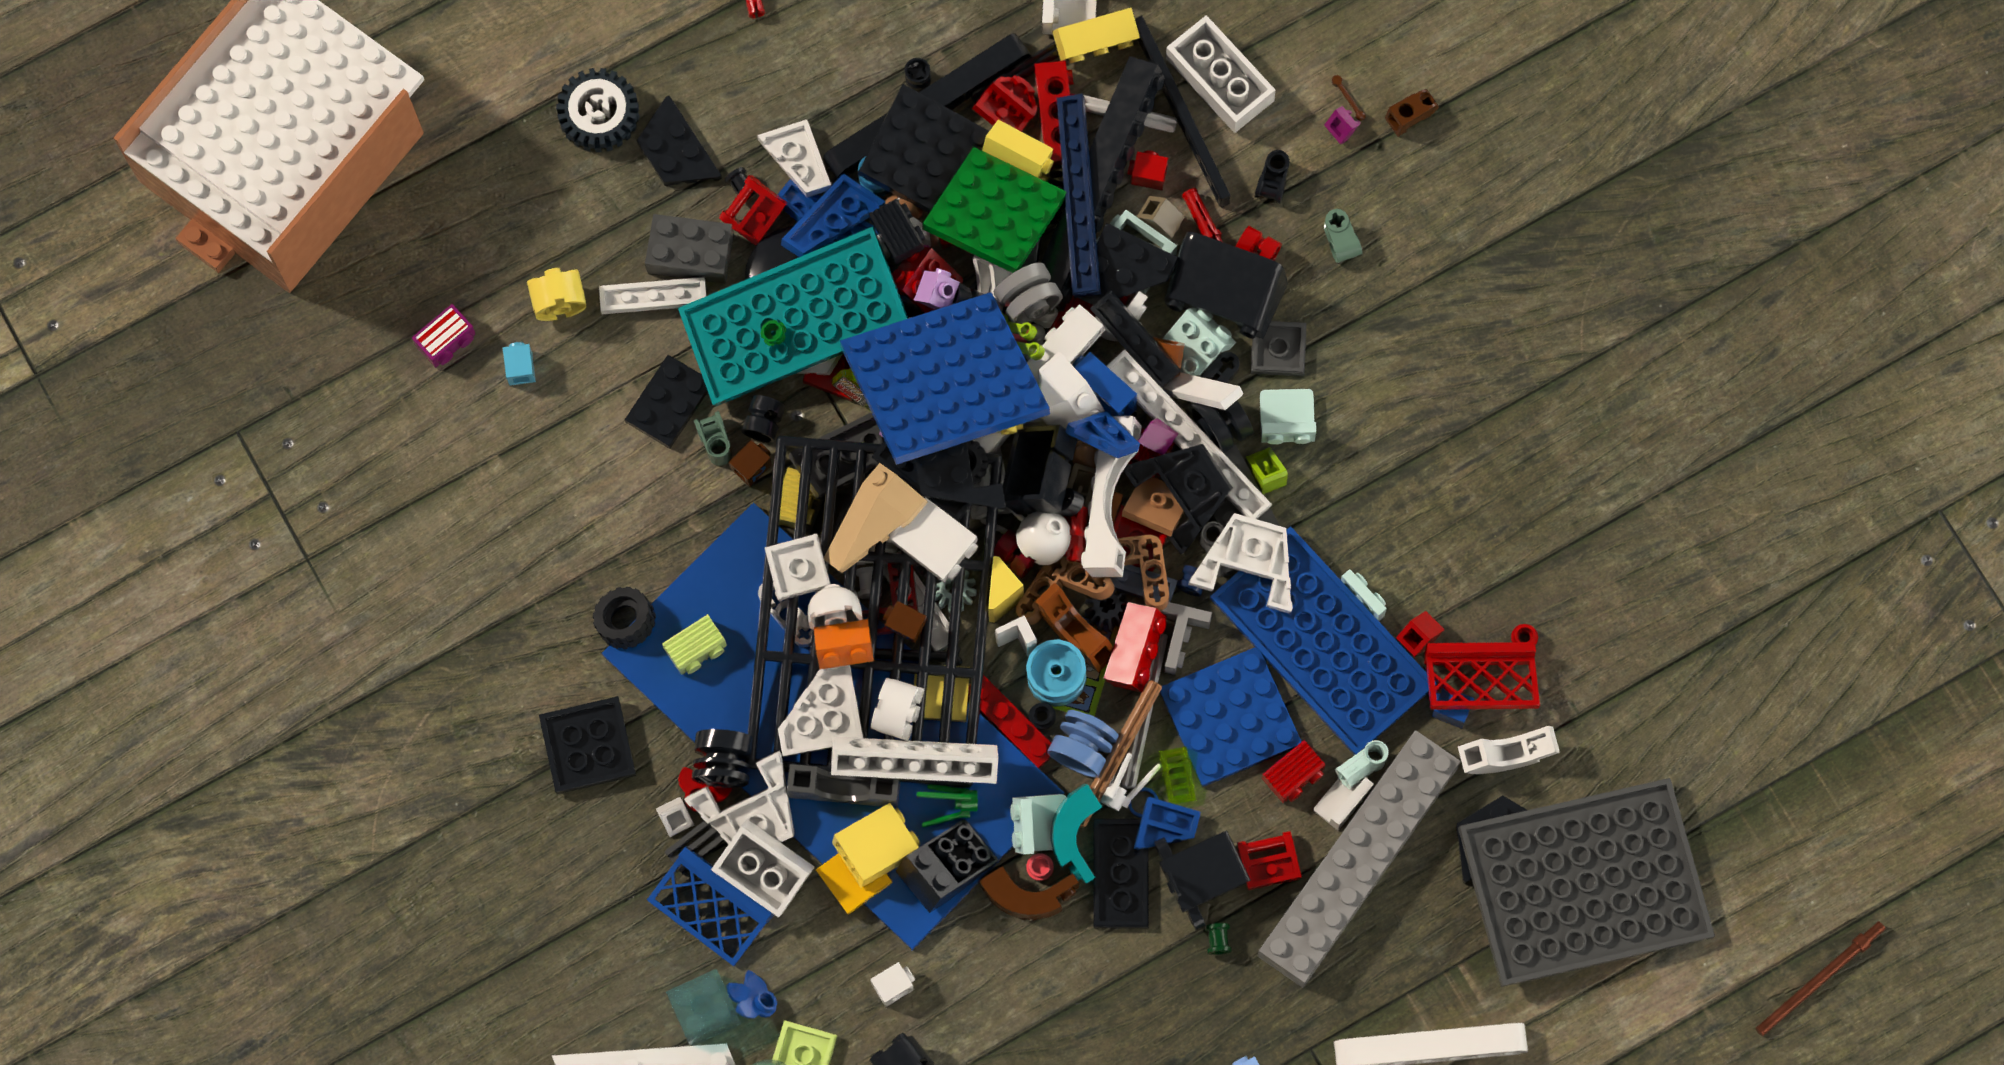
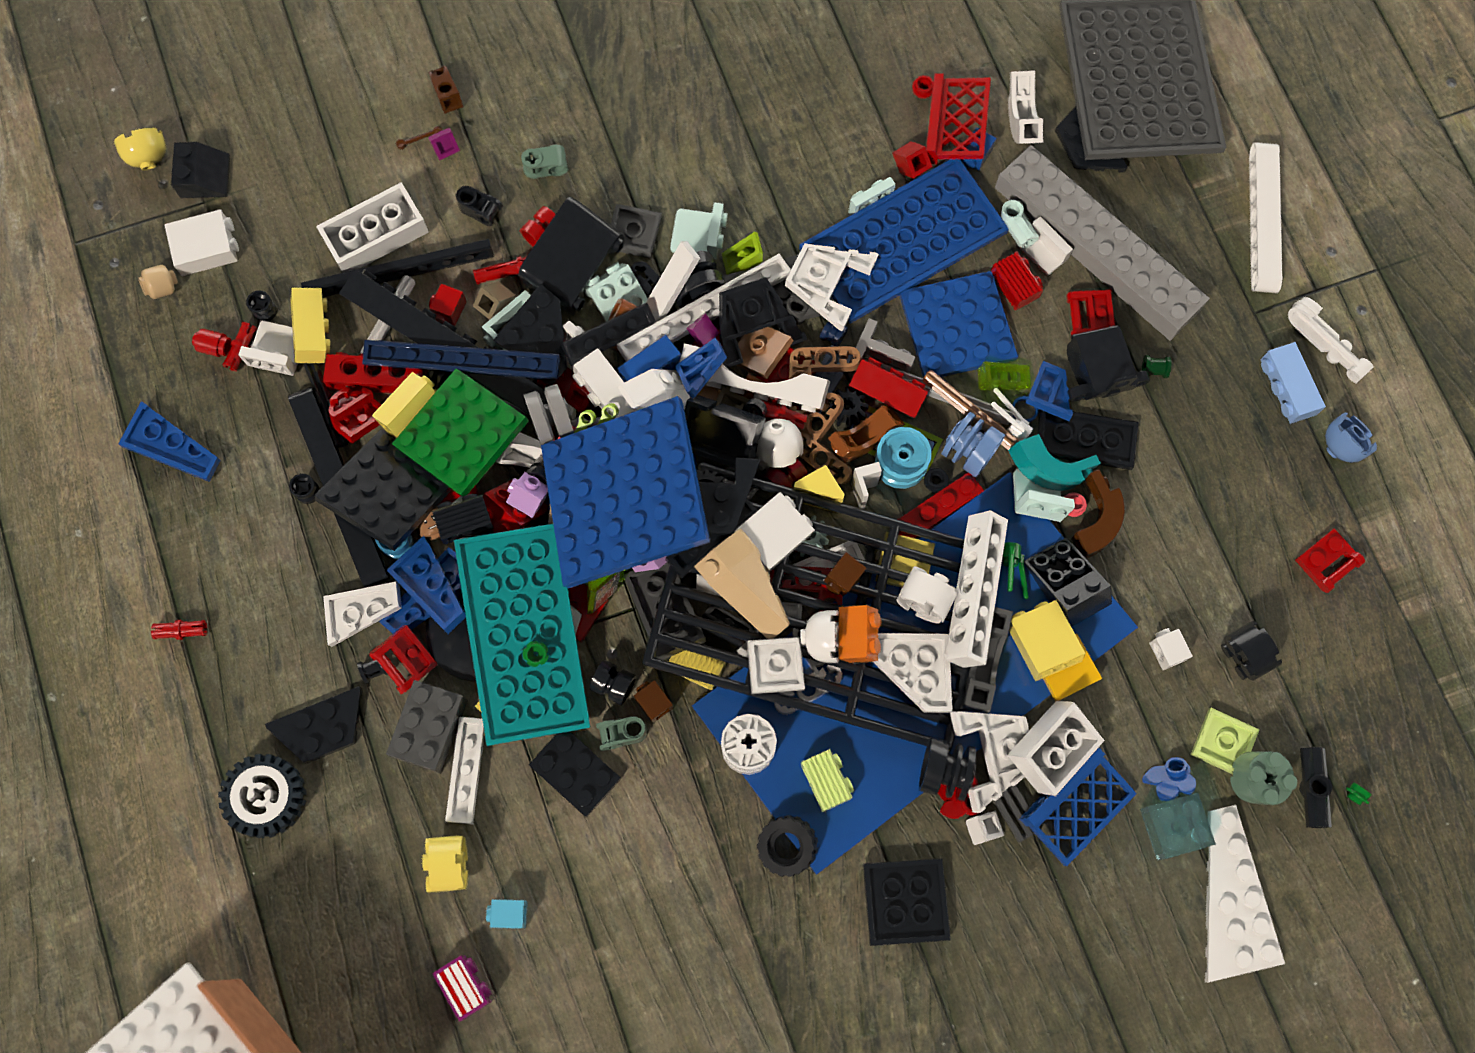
camera: 85 degrees left, 0 degrees up
(717, 574) = (748, 760): none -> white wheel

